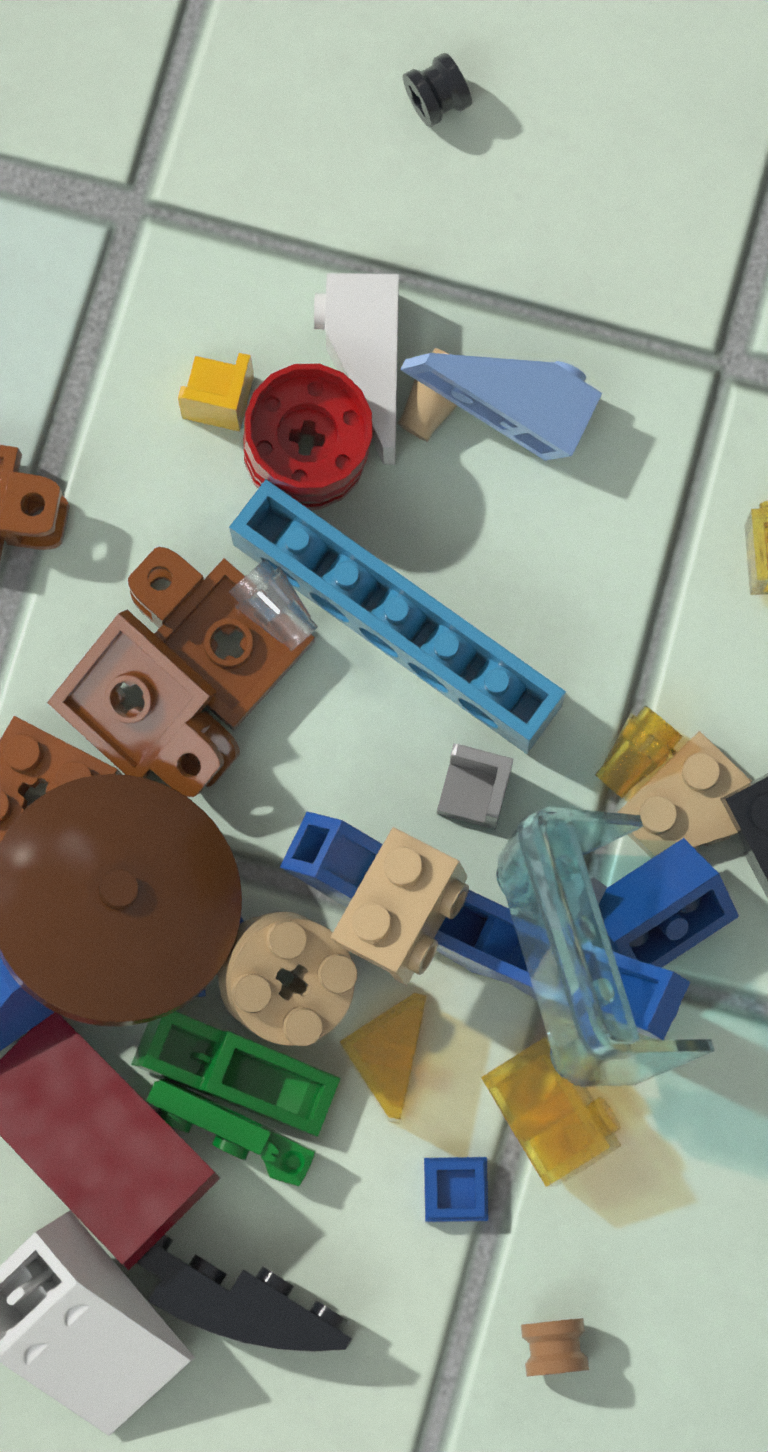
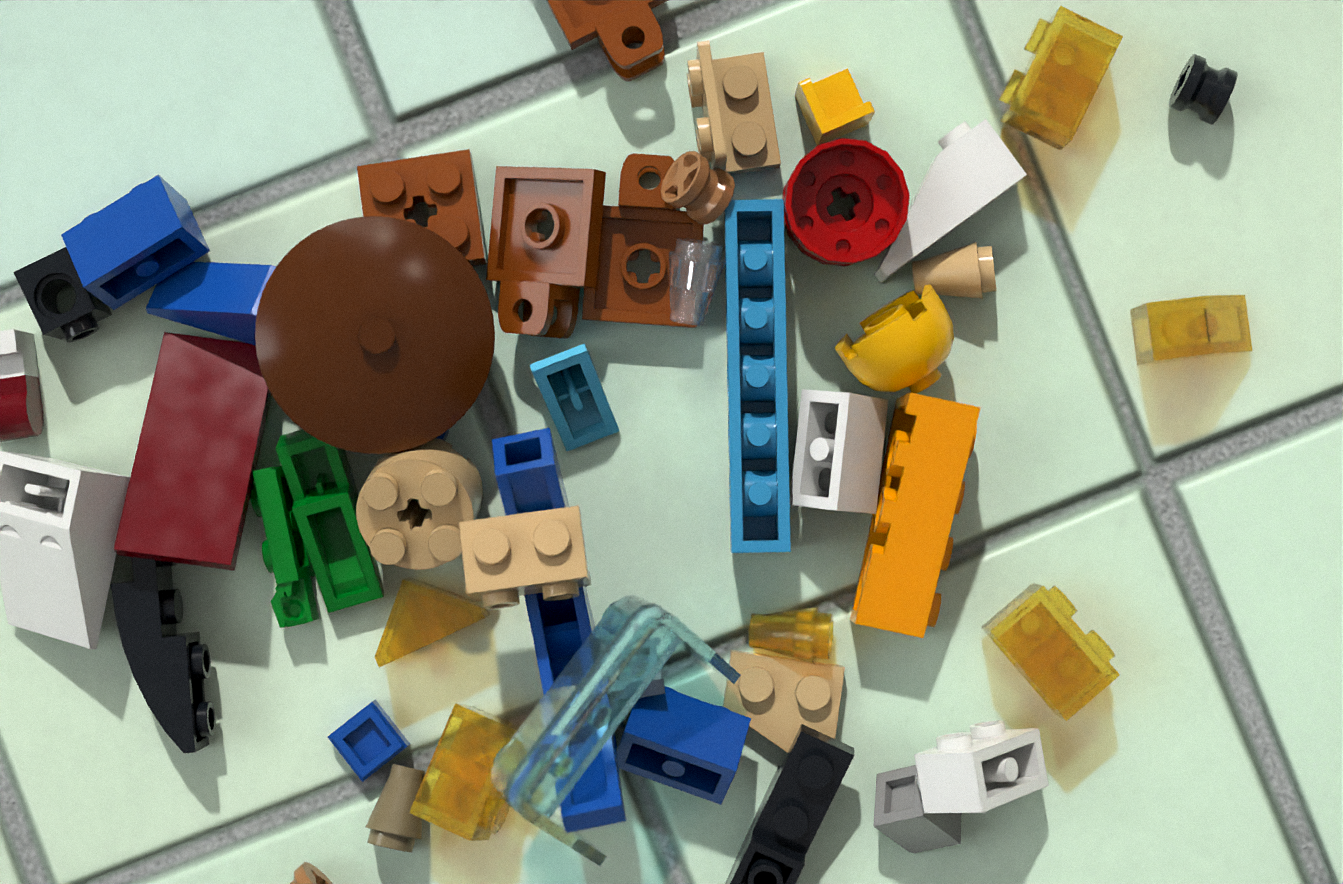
camera: 55 degrees right, 10 degrees up
(158, 474) = (737, 111): none -> tan bracket
(201, 541) = (697, 187): none -> medium nougat wheel
(292, 780) = (575, 397): none -> medium azure slope
(338, 192) = (1059, 78): none -> clear yellow brick
(460, 478) = (901, 344): none -> yellow cylinder
(475, 786) = (673, 533): light grey panel -> none
(511, 595) = (838, 451): none -> white brick
(525, 400) = (1002, 353): light blue slope -> none
(541, 1212) = (390, 820): none -> dark tan cone
(610, 572) = (914, 514): none -> light orange wedge
(626, 243) = (1190, 328): none -> clear yellow slope

